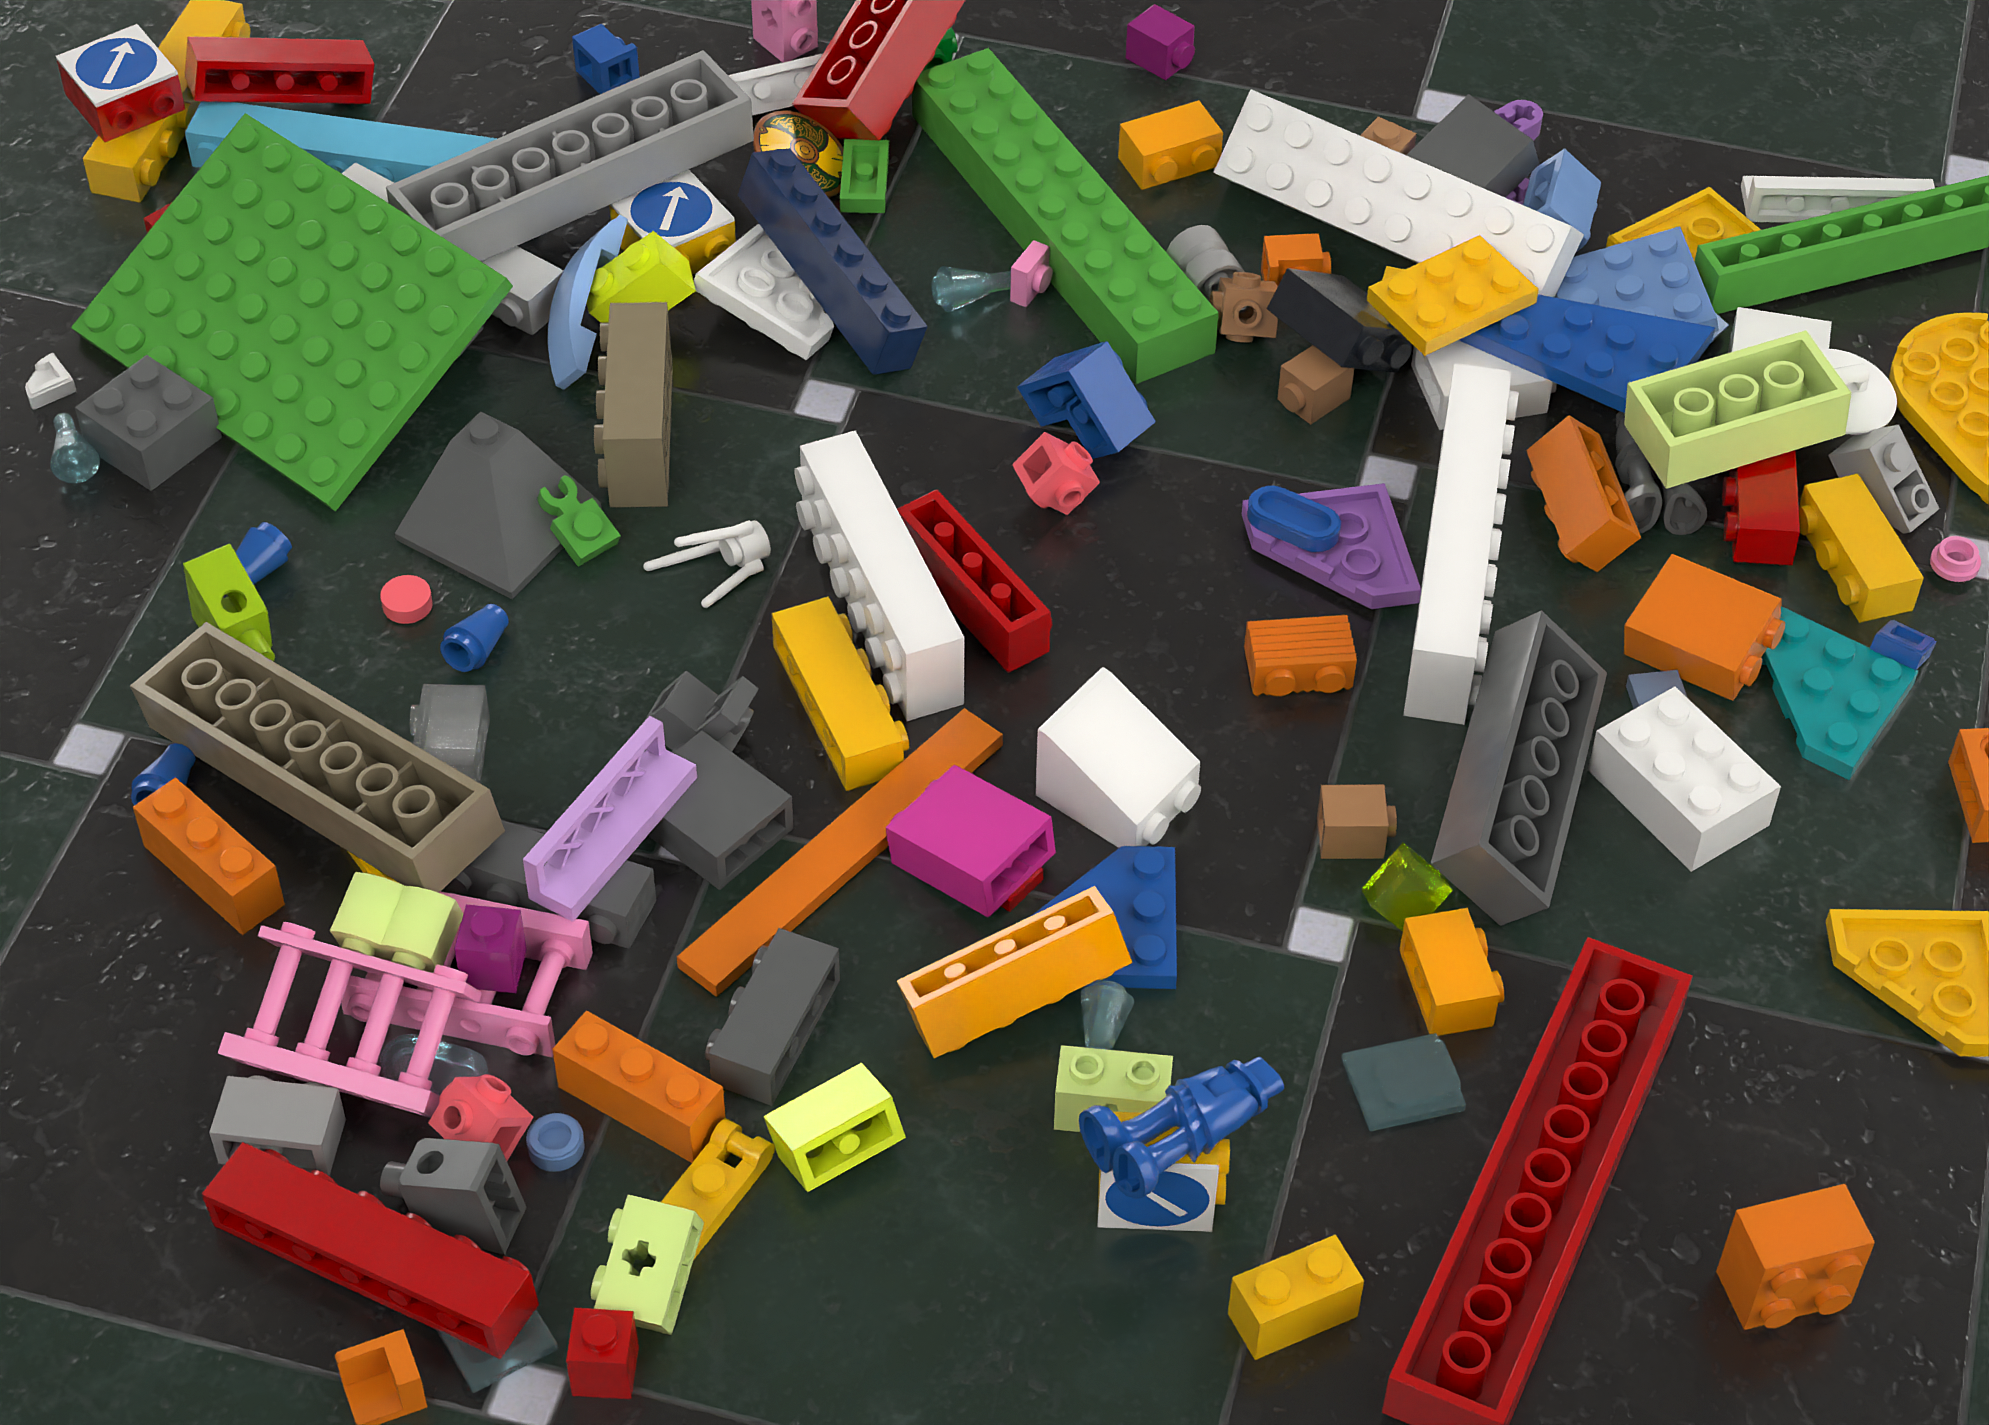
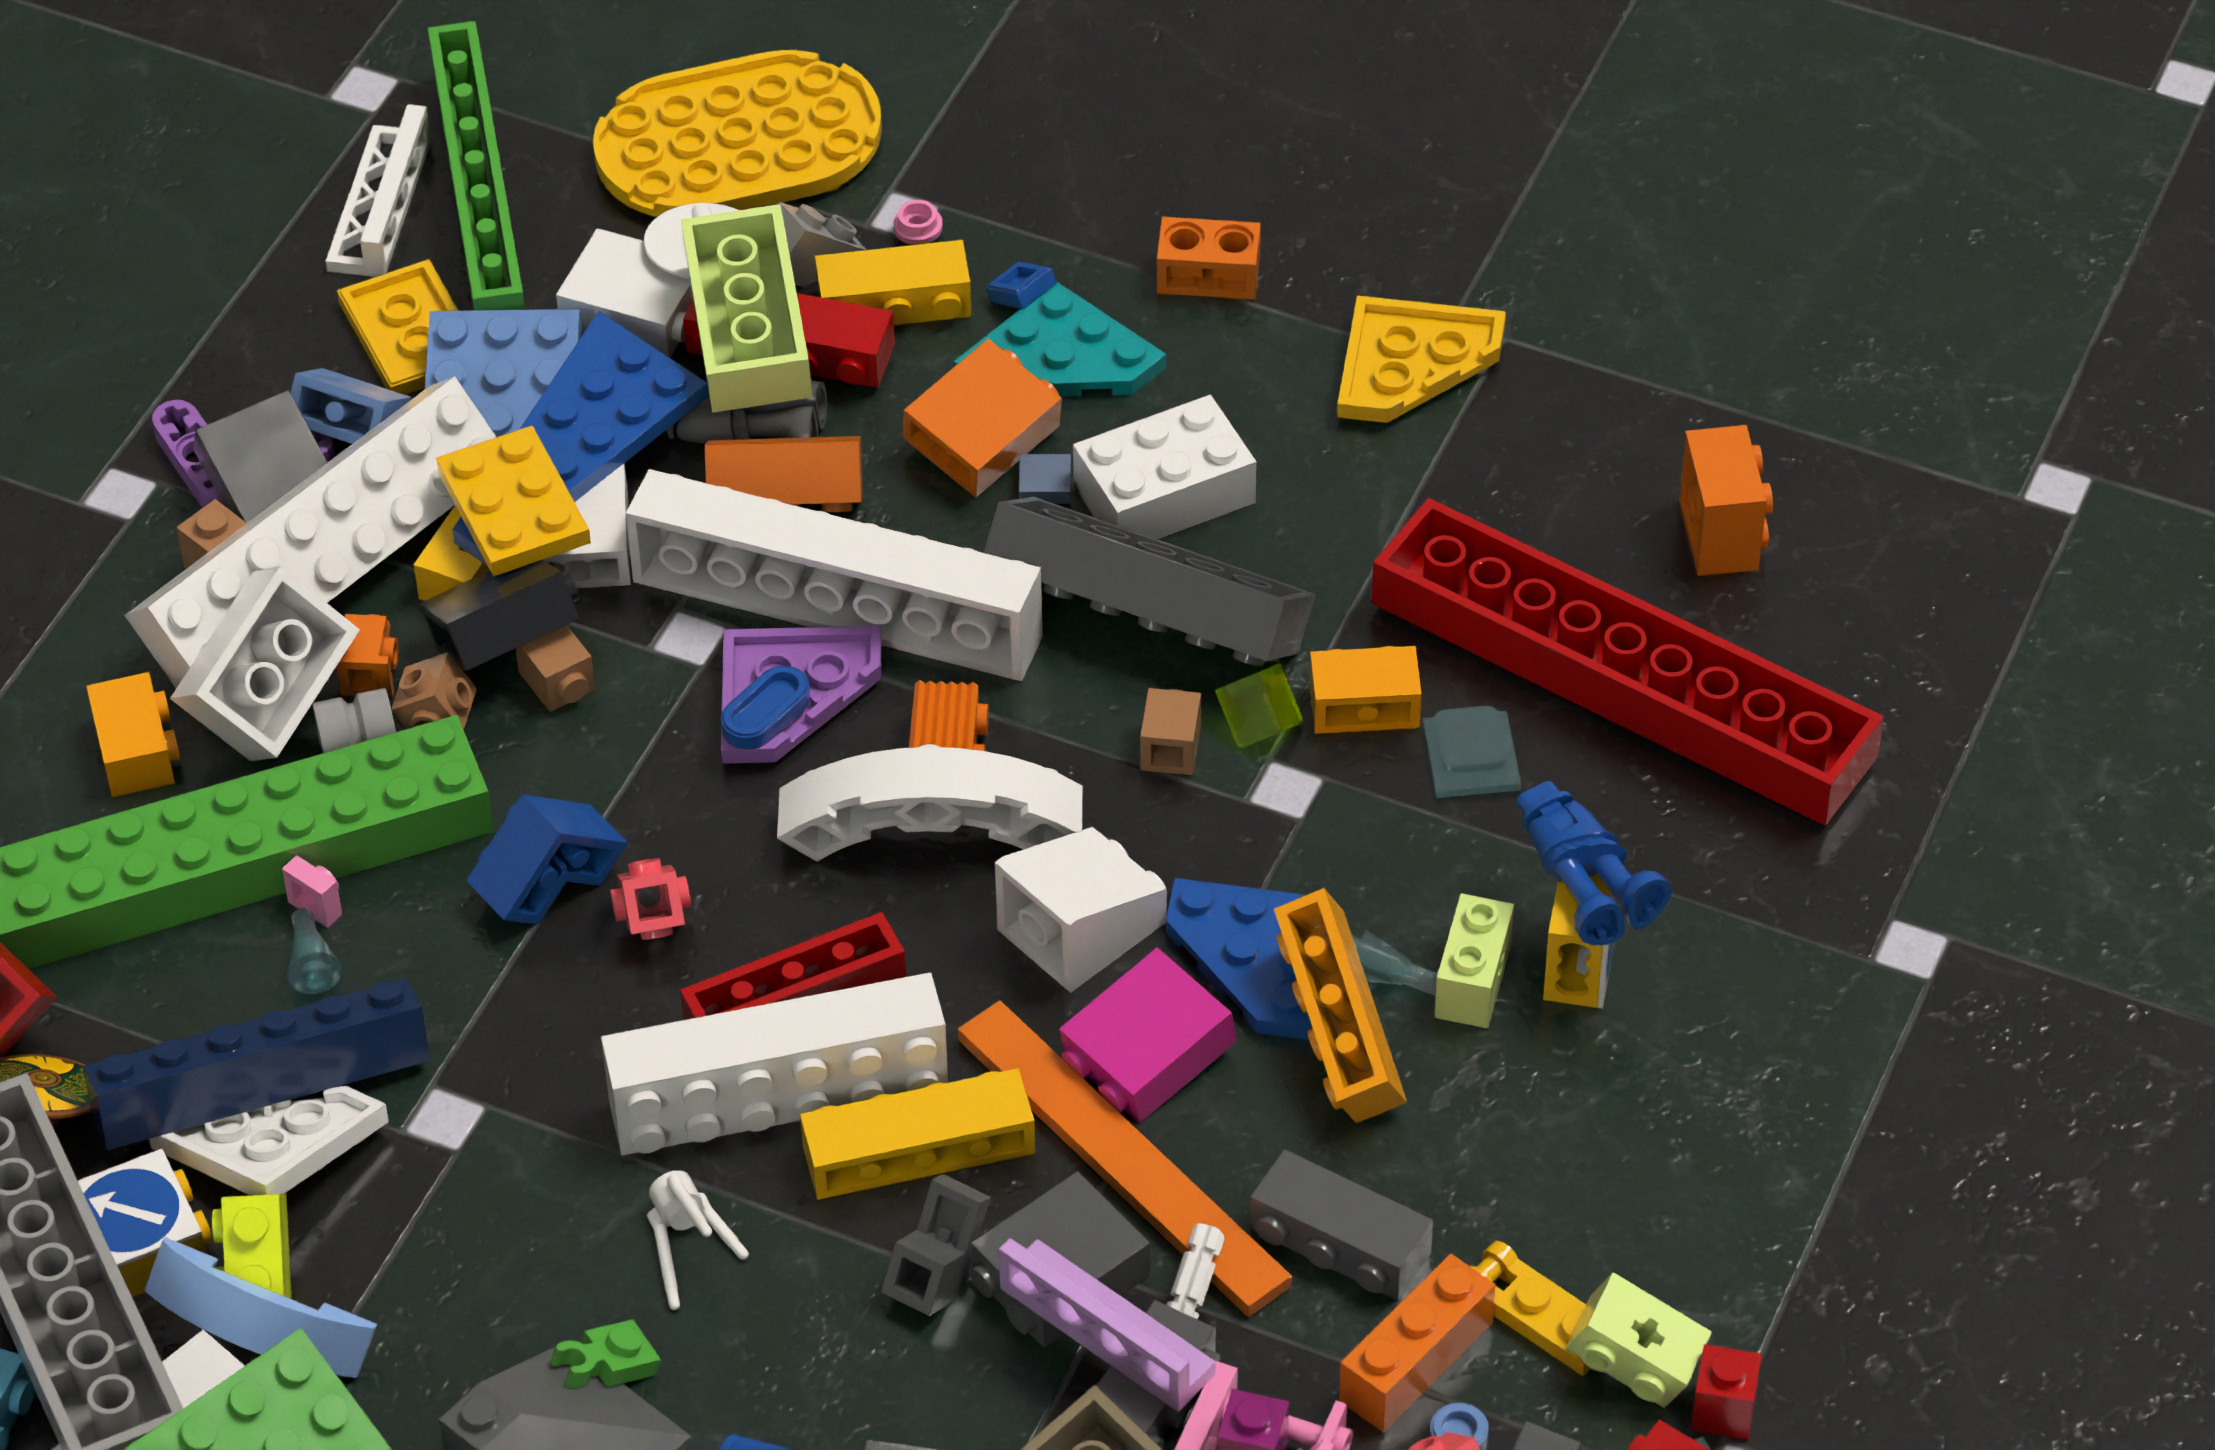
camera: 80 degrees left, 0 degrees up
(635, 405) = (455, 1267): dark tan brick -> none
(698, 907) = (1196, 1269): none -> white axle
(834, 1127) = (1490, 1179): neon yellow brick -> none
(864, 176) = (87, 1032): bright green plate -> none
(1208, 642) = (926, 792): none -> white brick
(1232, 182) = (265, 664): none -> white brick
(1295, 1297) = (1715, 857): yellow brick -> none

